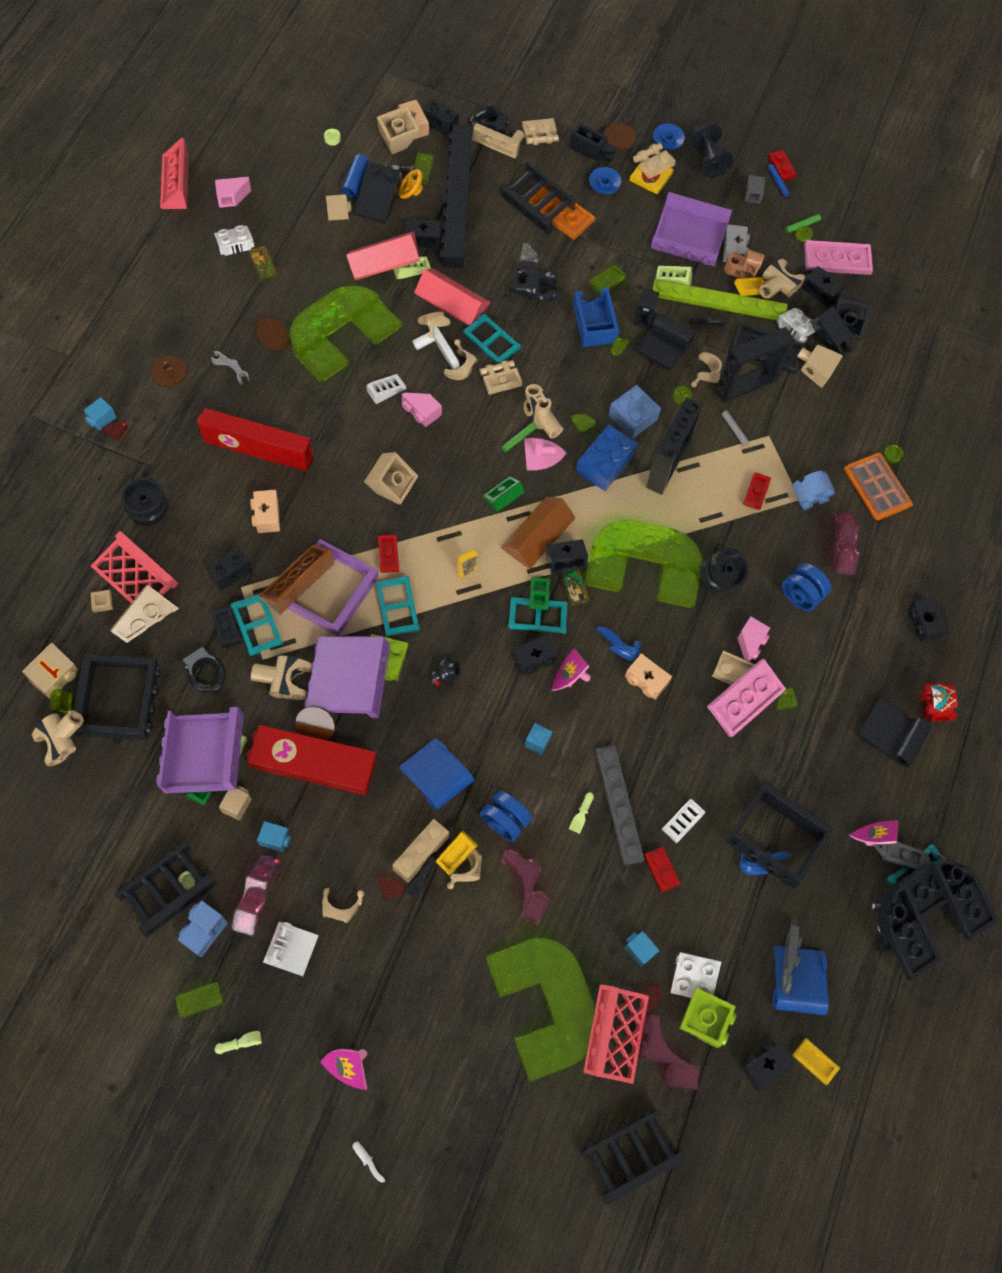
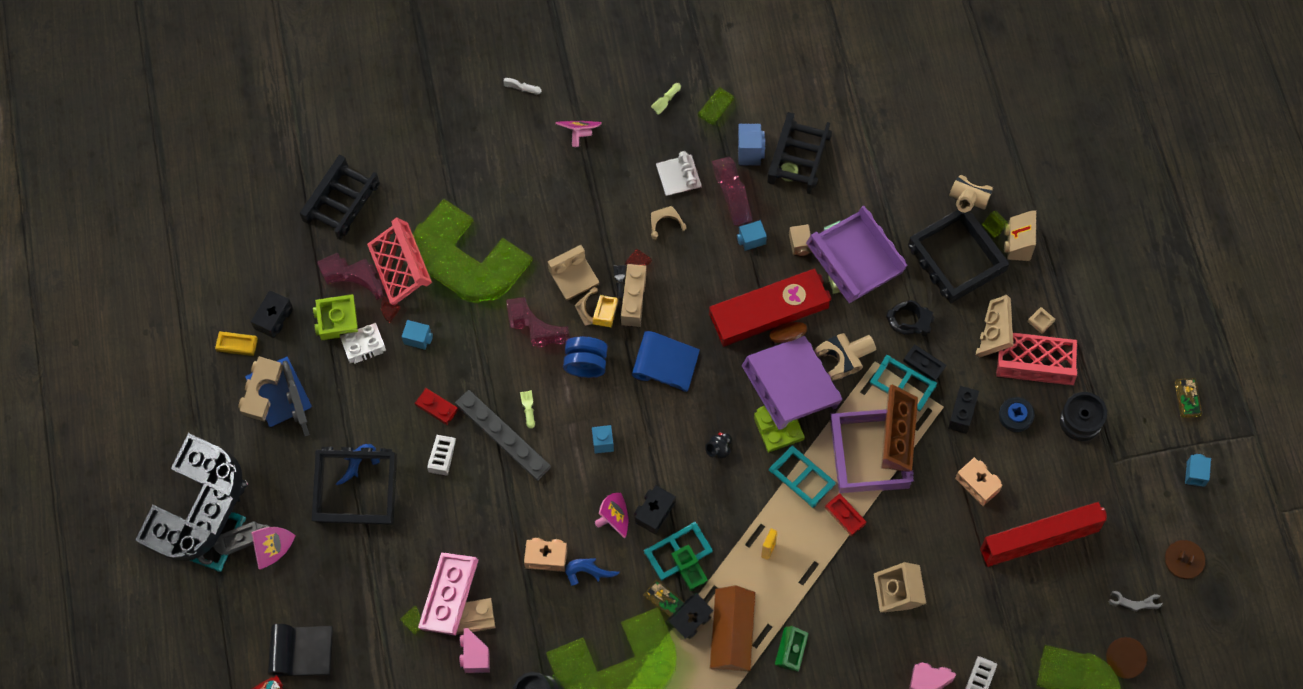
camera: 155 degrees right, 0 degrees up
(51, 469) = (1188, 398): none -> tile
(115, 429) = (1173, 468): clear red tile -> none
(195, 547) = (1014, 421): none -> black wheel
(460, 910) = (572, 272): none -> tan bracket
(808, 994) = (264, 372): none -> tan arch

